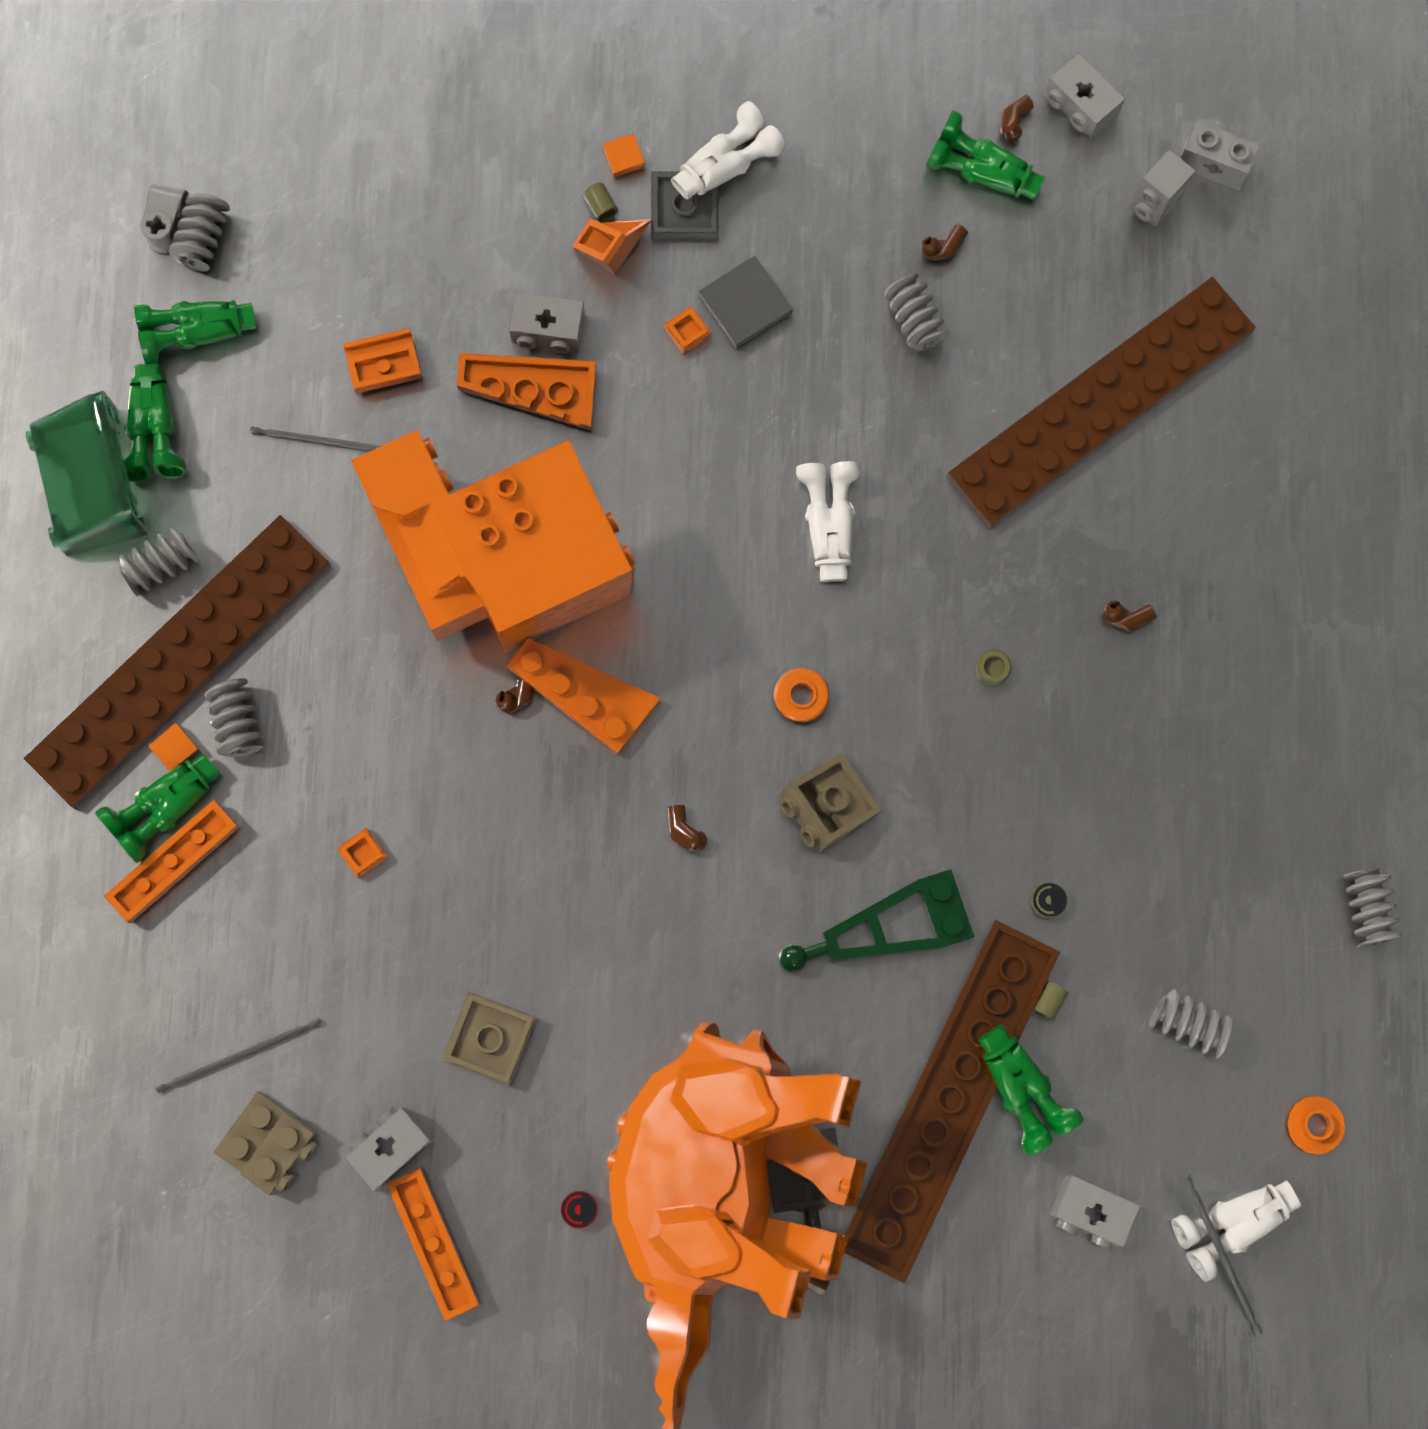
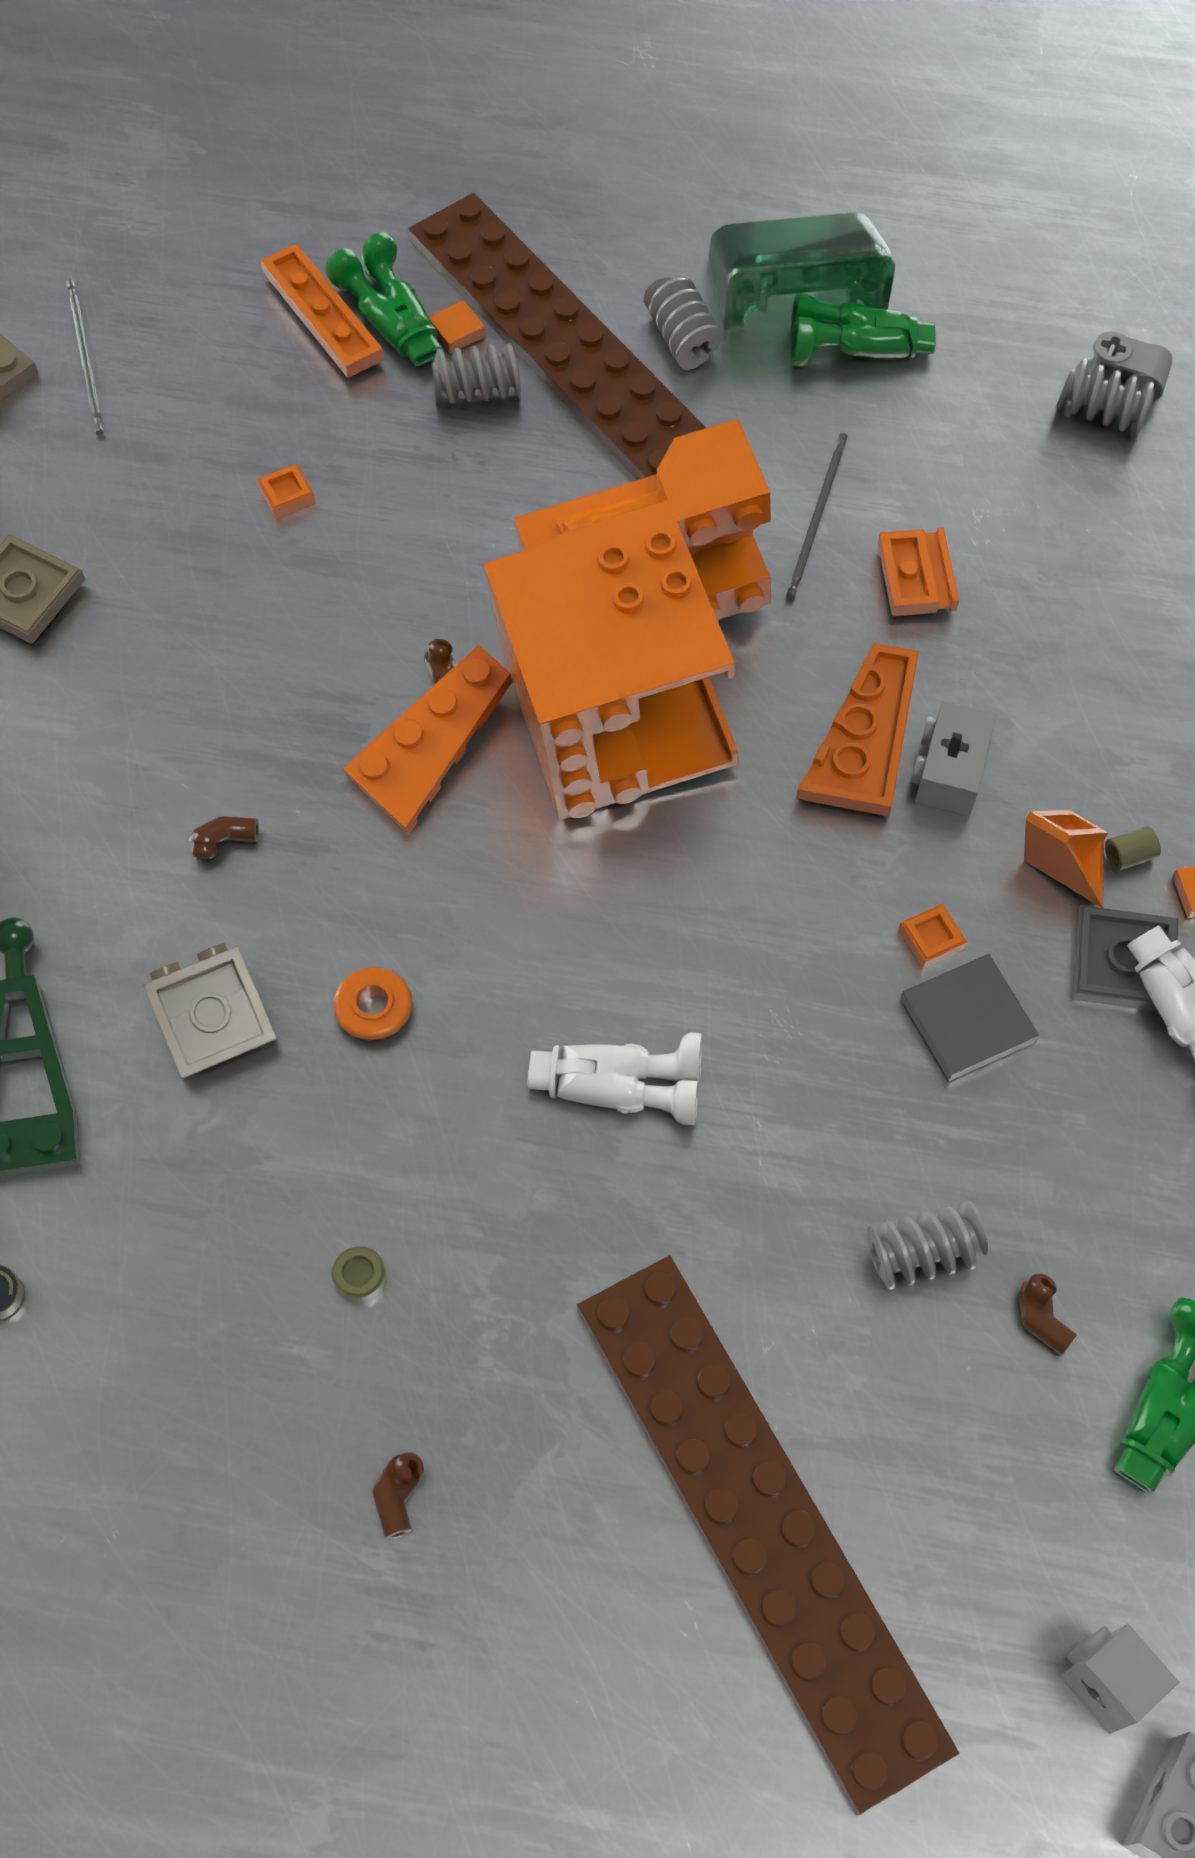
camera: 100 degrees right, 15 degrees down
(198, 321) = (985, 387): green piece -> none

